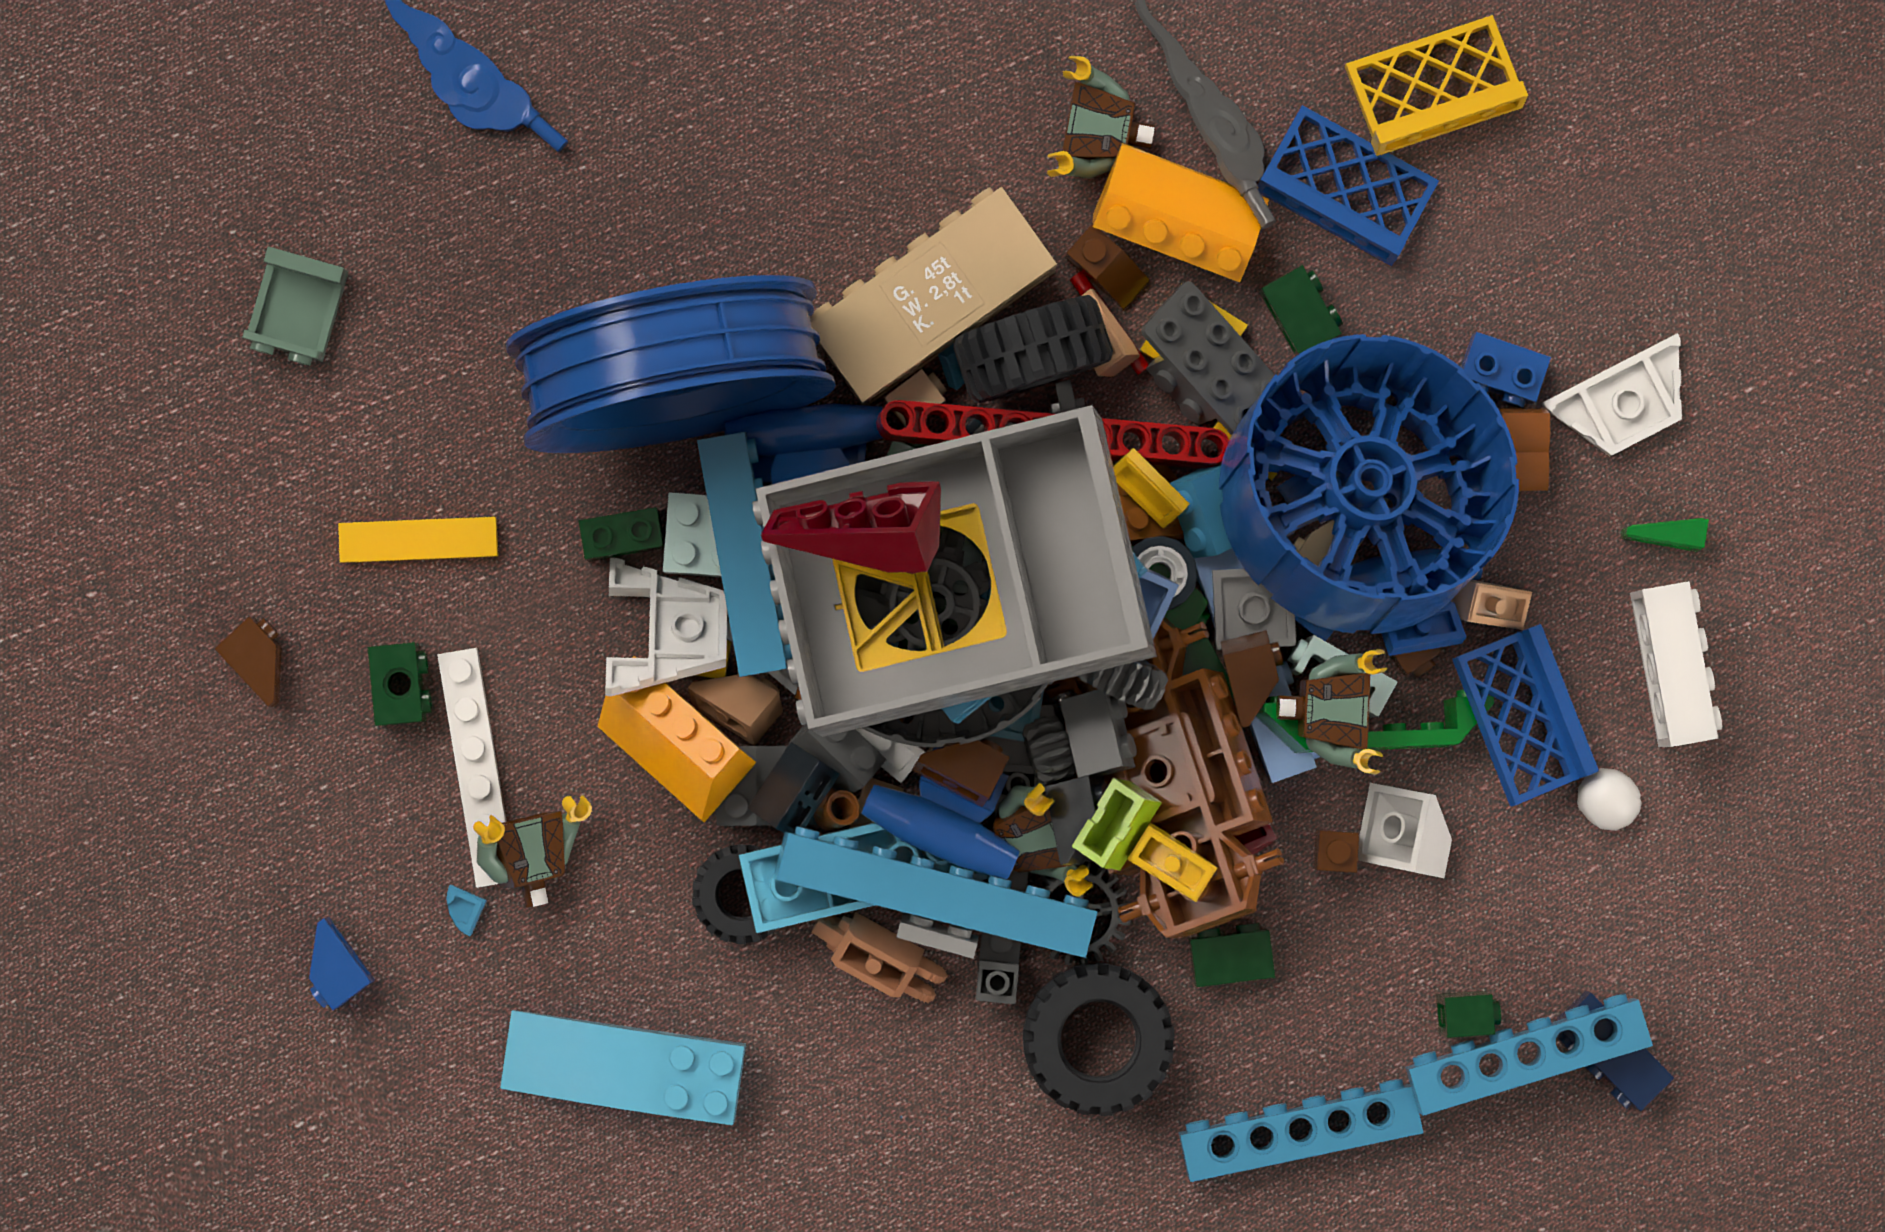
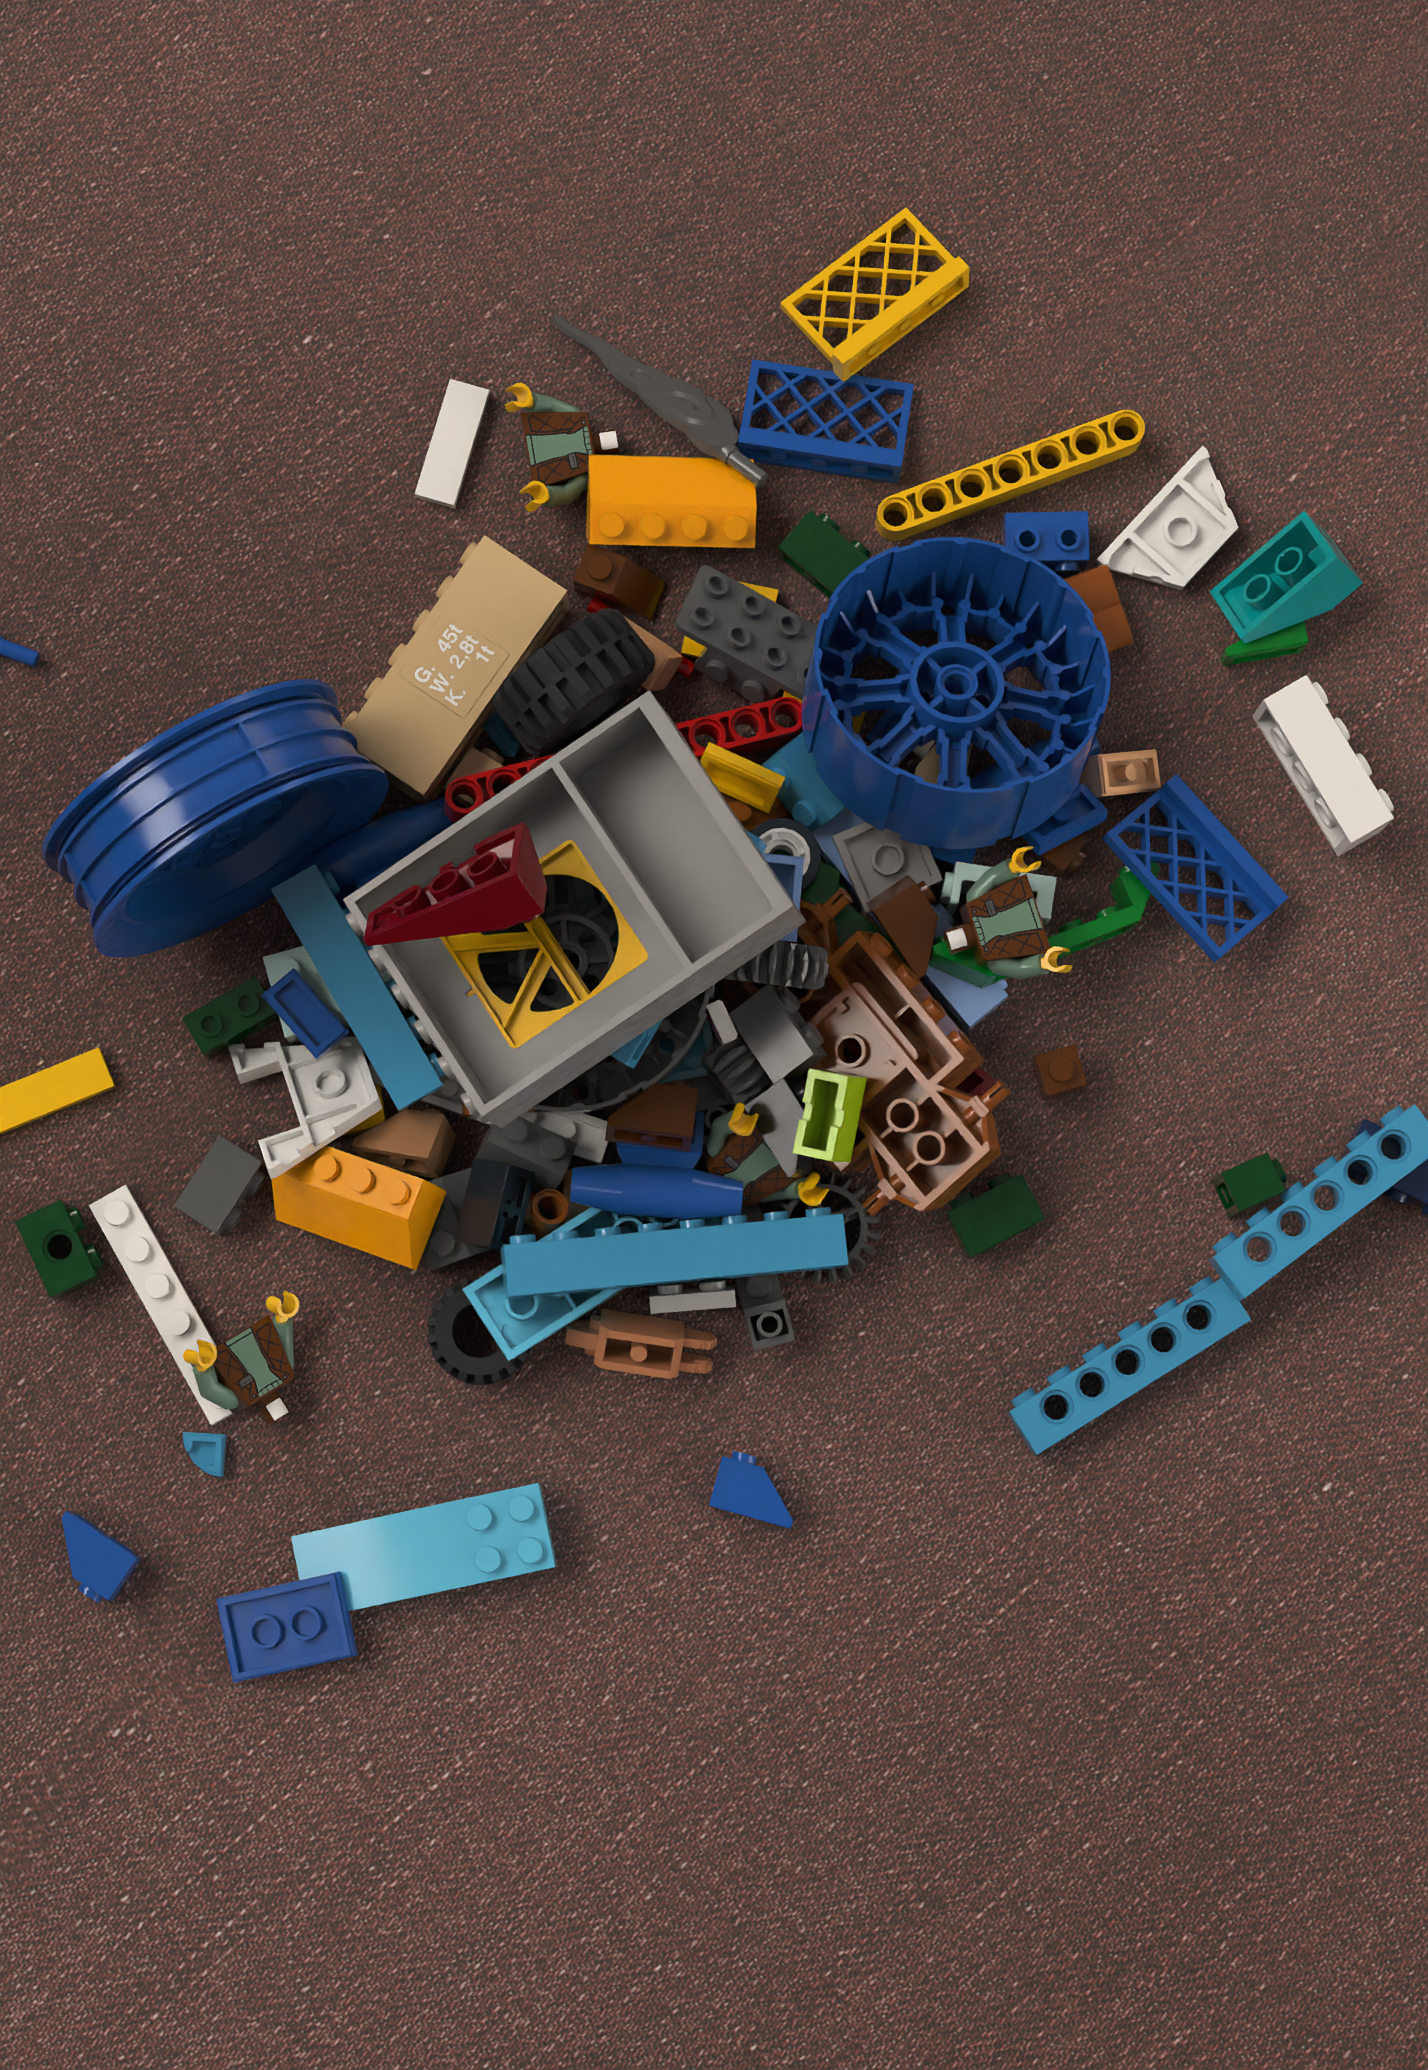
camera: 20 degrees left, 5 degrees down
(480, 1089) = (286, 1627): none -> blue tile
(559, 681) = (221, 1186): none -> dark grey brick
(688, 558) = (305, 1014): none -> blue tile
(925, 1119) = (748, 1491): none -> blue slope
(1004, 84) = (452, 443): none -> white tile
(1051, 706) = (720, 1022): none -> white tile
(1098, 1093) = (948, 1331): black tyre -> none
(1172, 862) = (899, 1133): yellow slope -> none
(1404, 831) = (1119, 1028): white slope -> none
(1511, 288) = (1022, 460): none -> yellow beam
(1609, 799) = (1309, 924): white hair -> none
(1705, 486) = (1286, 581): none -> teal slope

